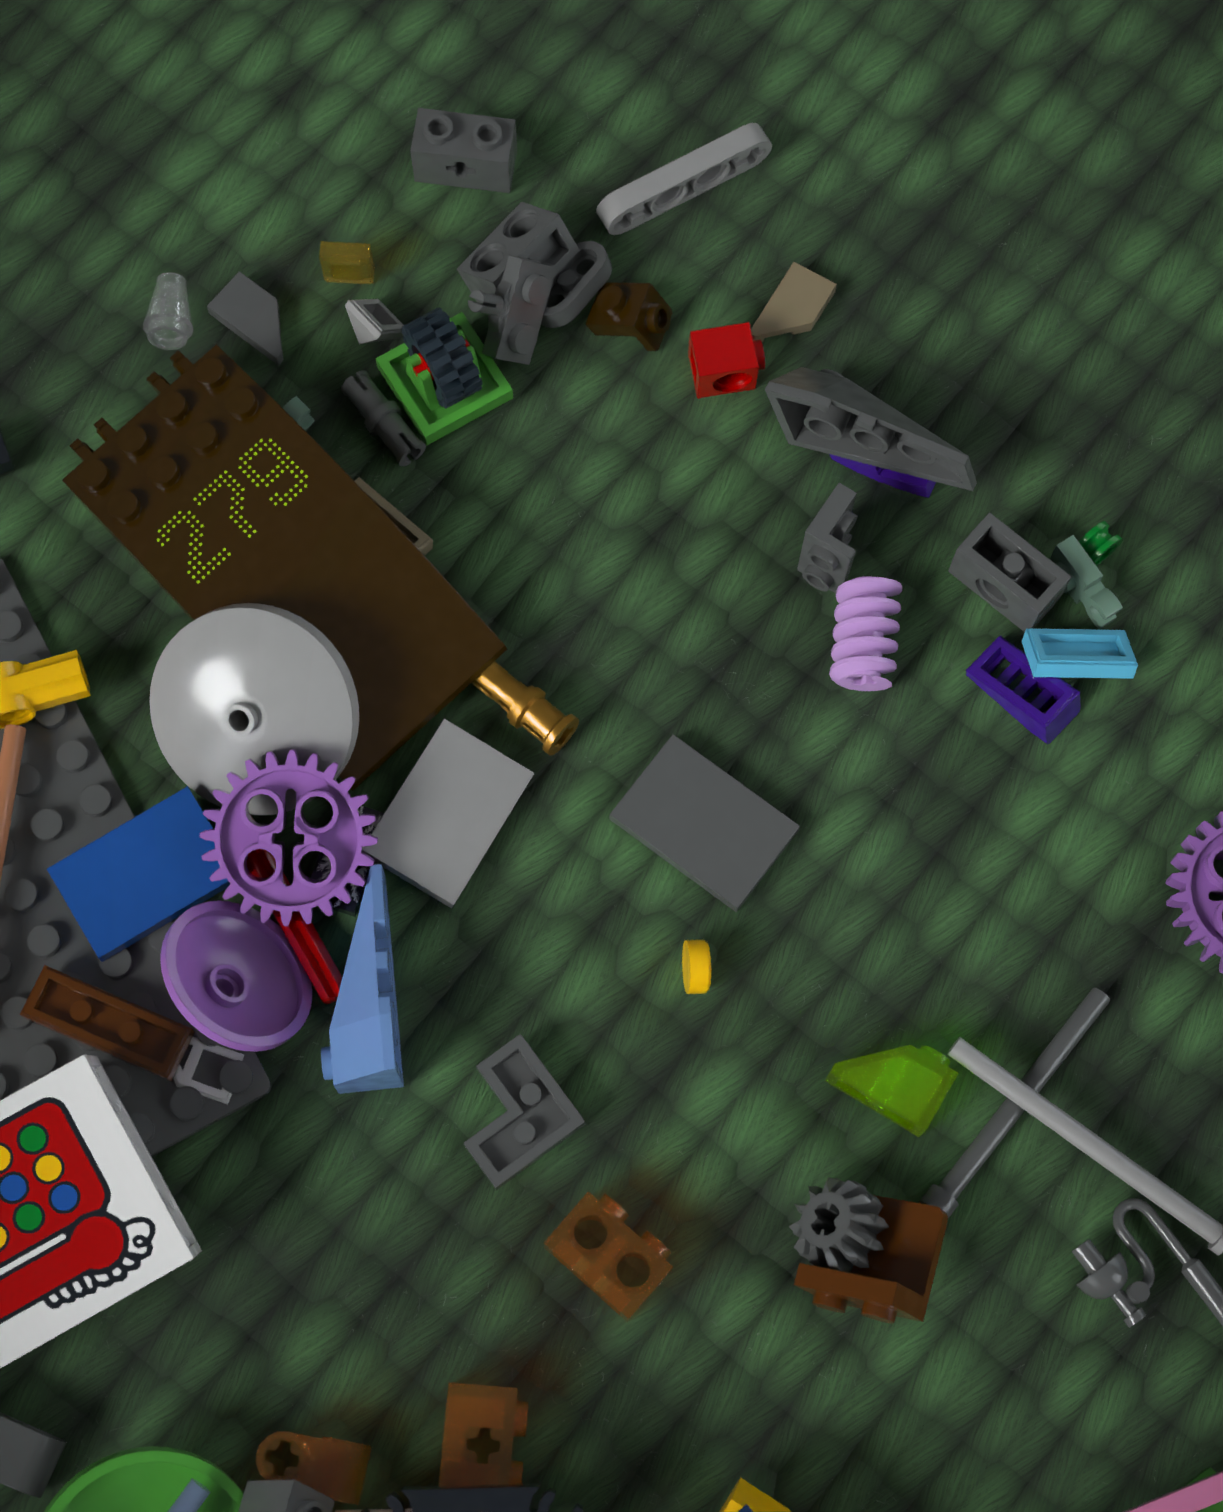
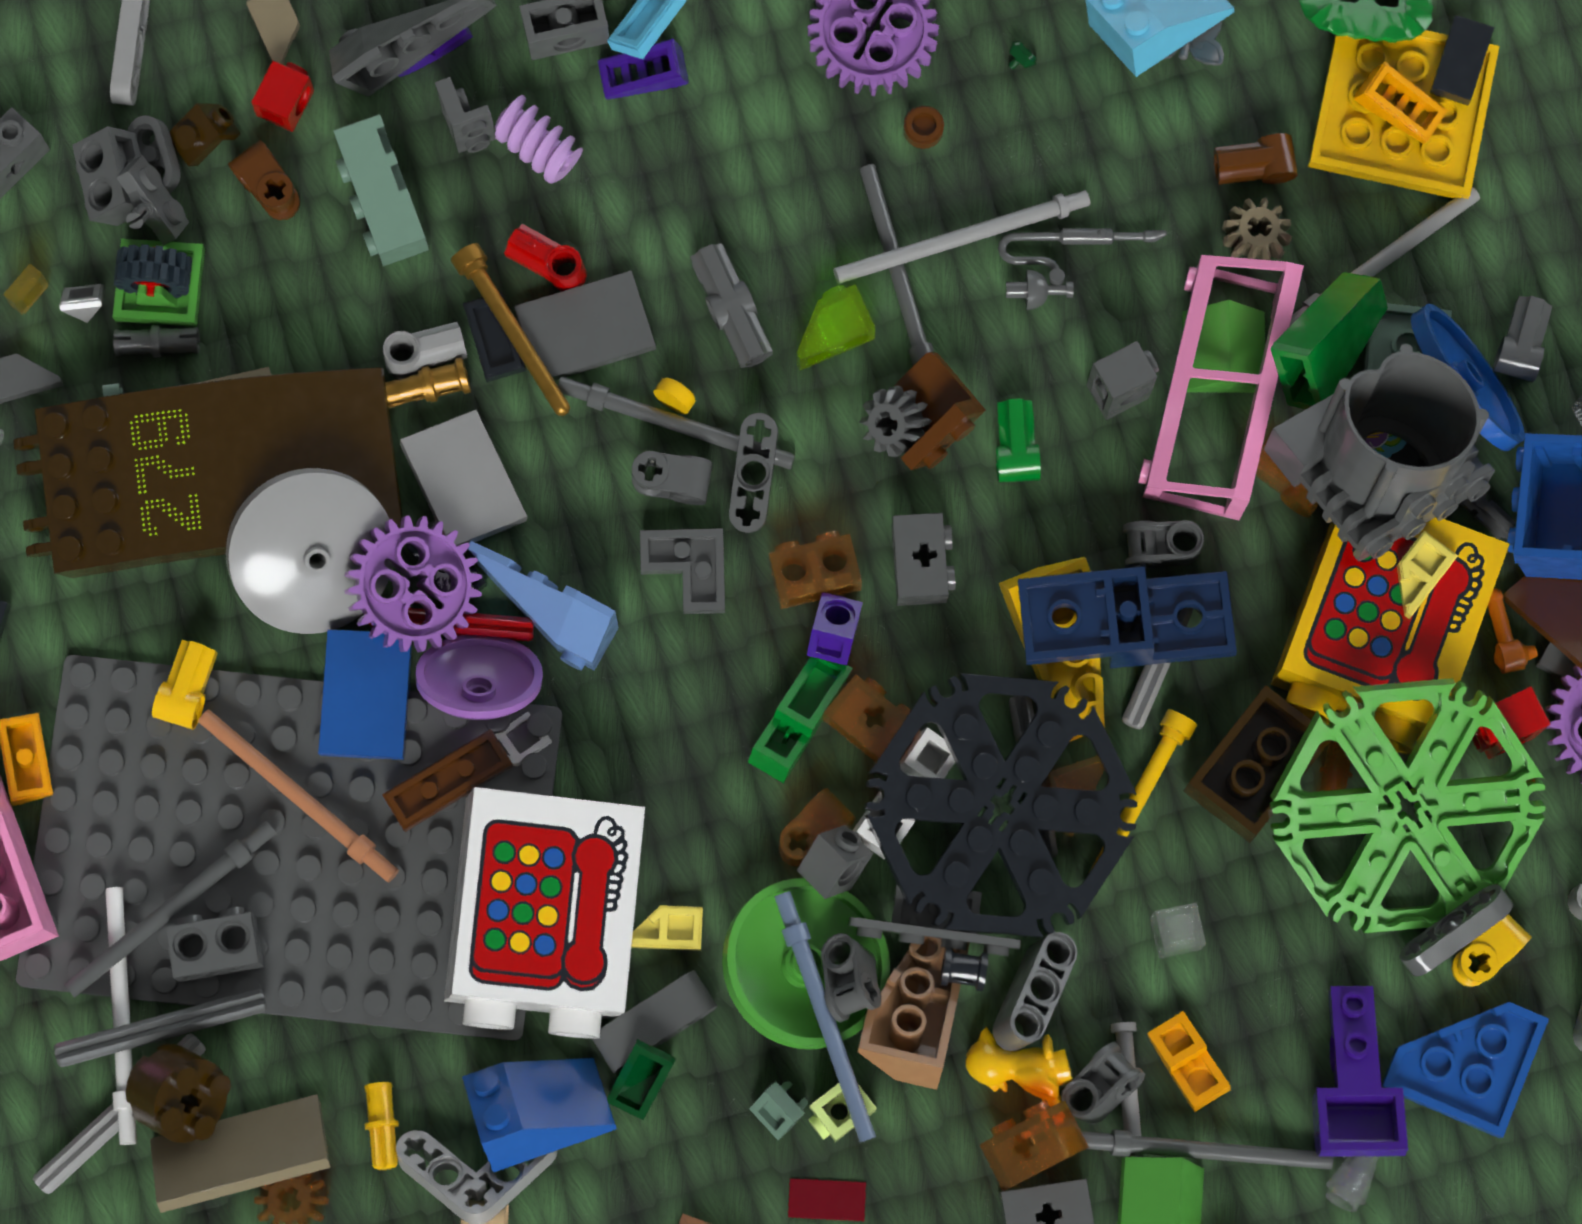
camera: 55 degrees left, 5 degrees up
(99, 1380) = (670, 929): none -> light yellow tile
(435, 1355) = (798, 717): none -> green slope
(537, 1332) = (834, 628): none -> dark purple brick
(564, 679) = (428, 347): none -> light grey piece
(607, 1035) = (676, 477): none -> dark grey piece
(624, 402) = (264, 178): none -> reddish brown piece
(627, 738) = (493, 346): none -> black tile
(639, 891) = (600, 397): none -> dark grey bar
(641, 1142) = (748, 440): none -> dark grey beam
(685, 659) = (472, 263): none -> pearl gold piece
(693, 516) = (379, 191): none -> sand green wedge
(718, 1336) = (922, 534): none -> dark grey brick
(747, 729) = (544, 257): none -> red piece
(838, 957) = (731, 305): none -> dark grey piece
(905, 1391) = (1017, 453): none -> green piece
(1076, 1456) = (1122, 379): none -> dark grey brick
(1193, 1023) = (923, 127): none -> reddish brown tile

